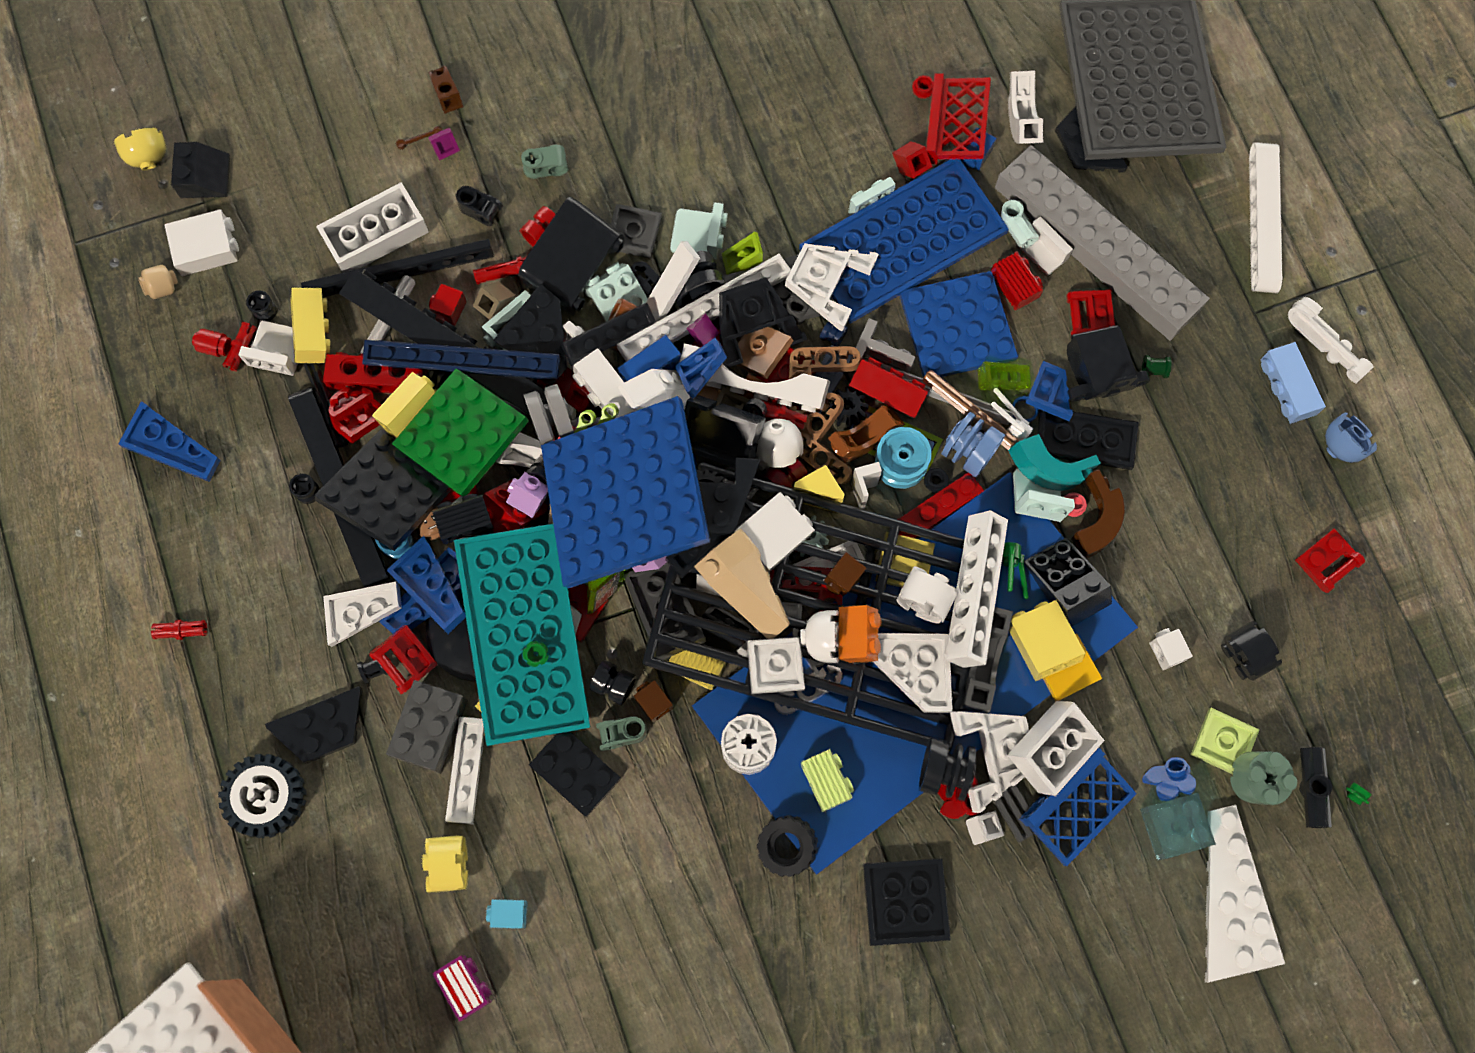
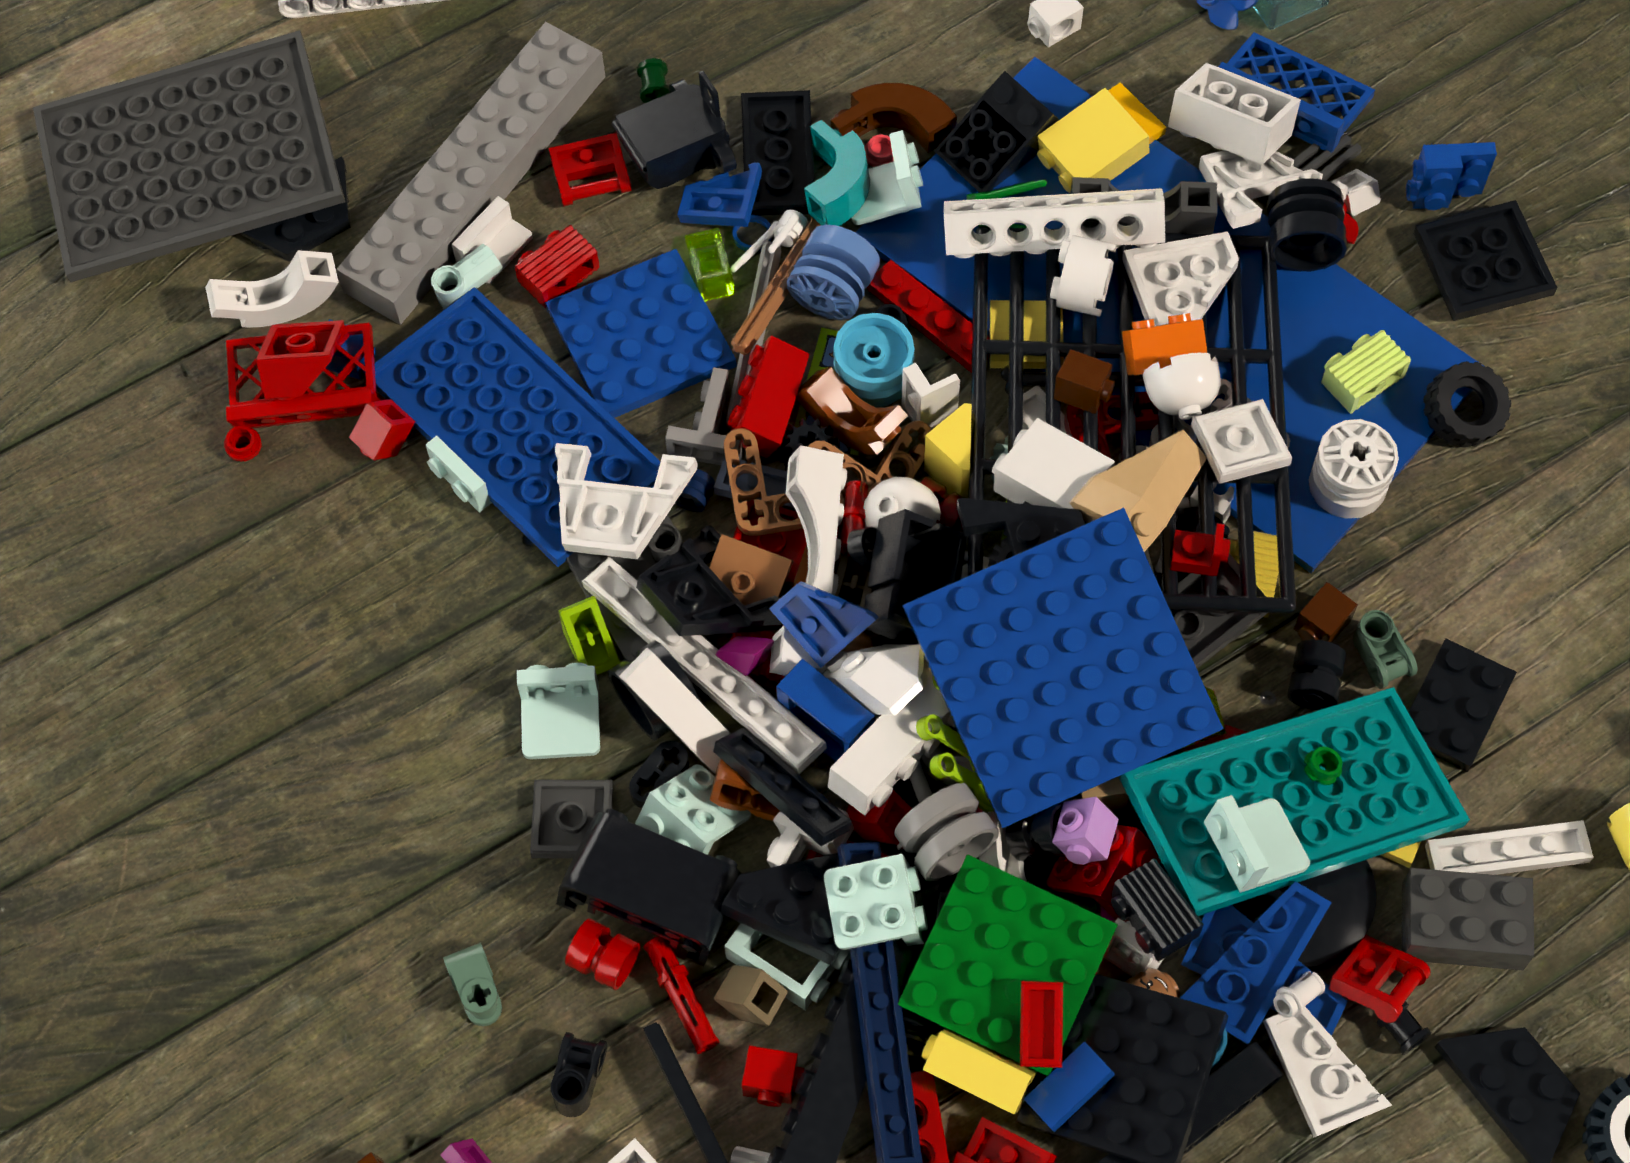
camera: 100 degrees left, 10 degrees down
(383, 453) = (1069, 1086): none -> blue tile
(401, 602) = (1292, 999): none -> white pin
(416, 439) = (1041, 1024): none -> red tile
(487, 589) = (1255, 842): none -> light aqua bracket
(515, 367) = (875, 903): none -> light aqua bracket
(696, 610) = (1199, 551): none -> red bracket
(966, 108) = (296, 356): none -> red slope
(977, 883) = (1448, 172): none -> blue plate

